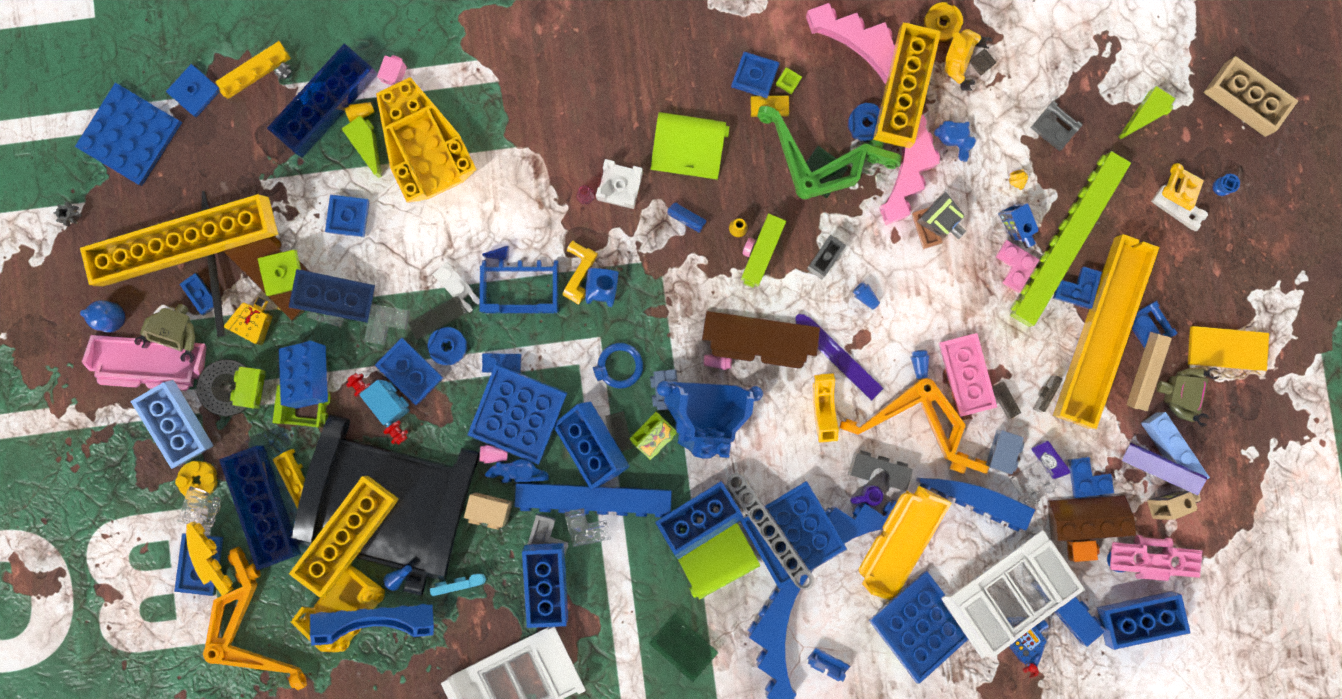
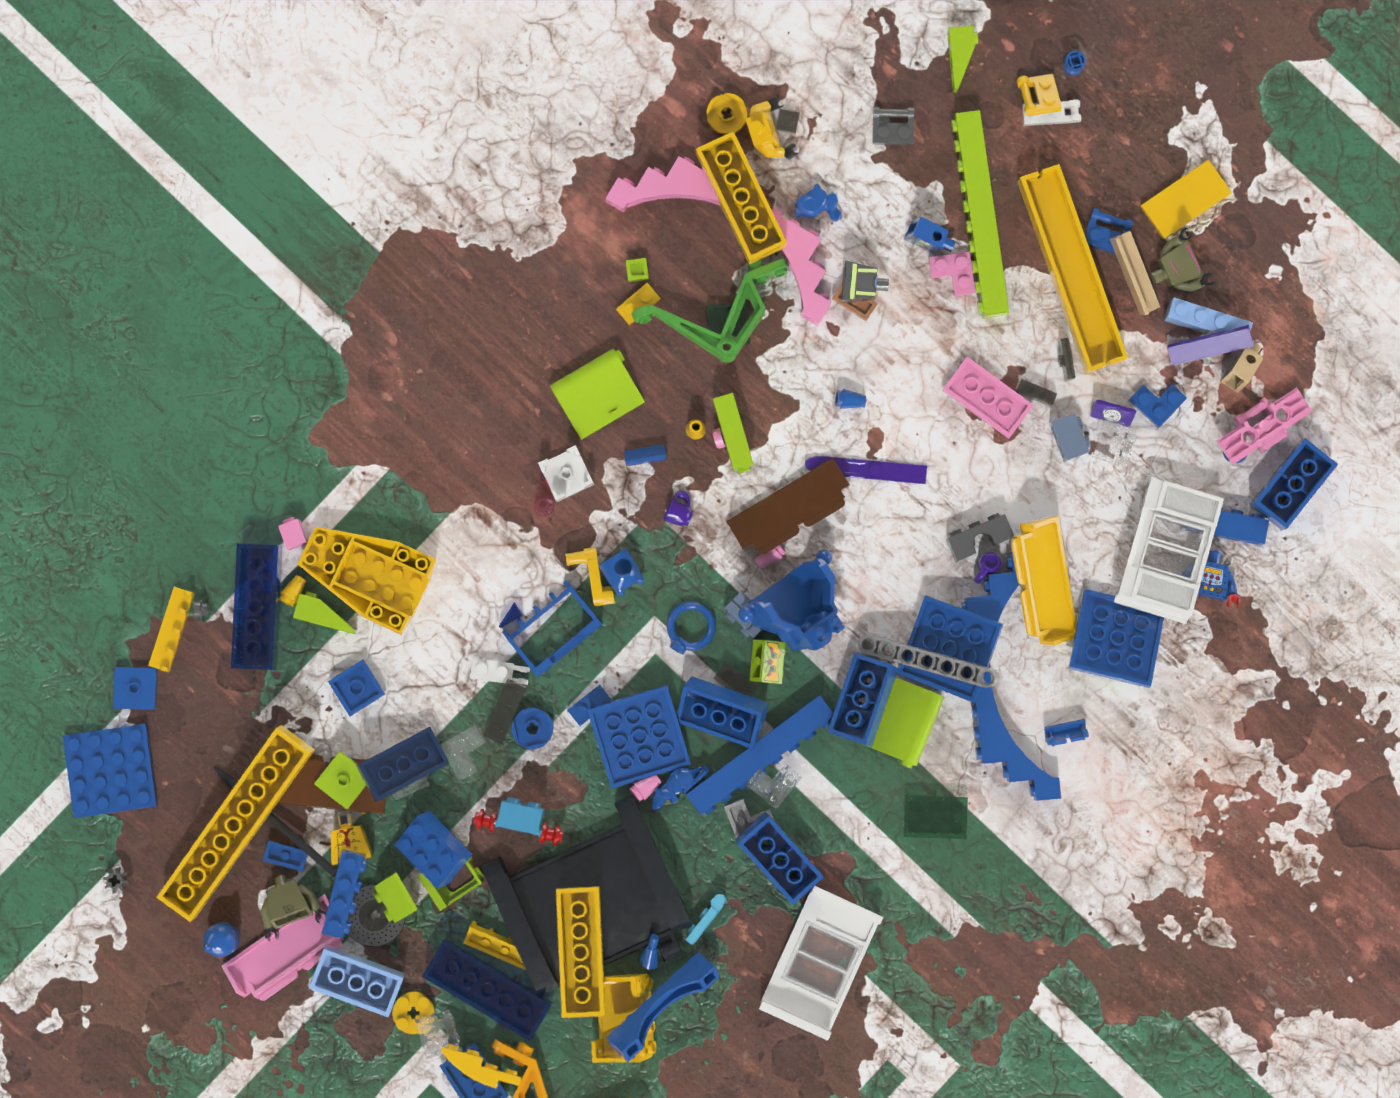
camera: 40 degrees left, 0 degrees up
(211, 354) = (343, 894): none -> blue brick
(409, 371) = (518, 775): blue plate -> none
(488, 510) = (681, 835): tan brick -> none
(677, 277) = (677, 512): none -> dark purple piece
(755, 74) = (604, 287): blue plate -> none
(824, 408) = (890, 522): yellow arch -> none
(826, 257) = (790, 394): dark grey brick -> none
(858, 115) = (720, 257): blue plate -> none
(913, 396) = (955, 455): light orange piece -> none
(920, 363) = (939, 418): blue cone -> none
(983, 501) = (1084, 493): blue slope -> none
(1018, 179) = (897, 197): yellow plate -> none
(1082, 550) = (1199, 466): orange brick -> none
(1083, 292) = (1027, 251): blue plate -> none
(1090, 518) = (1184, 434): reddish brown slope -> none

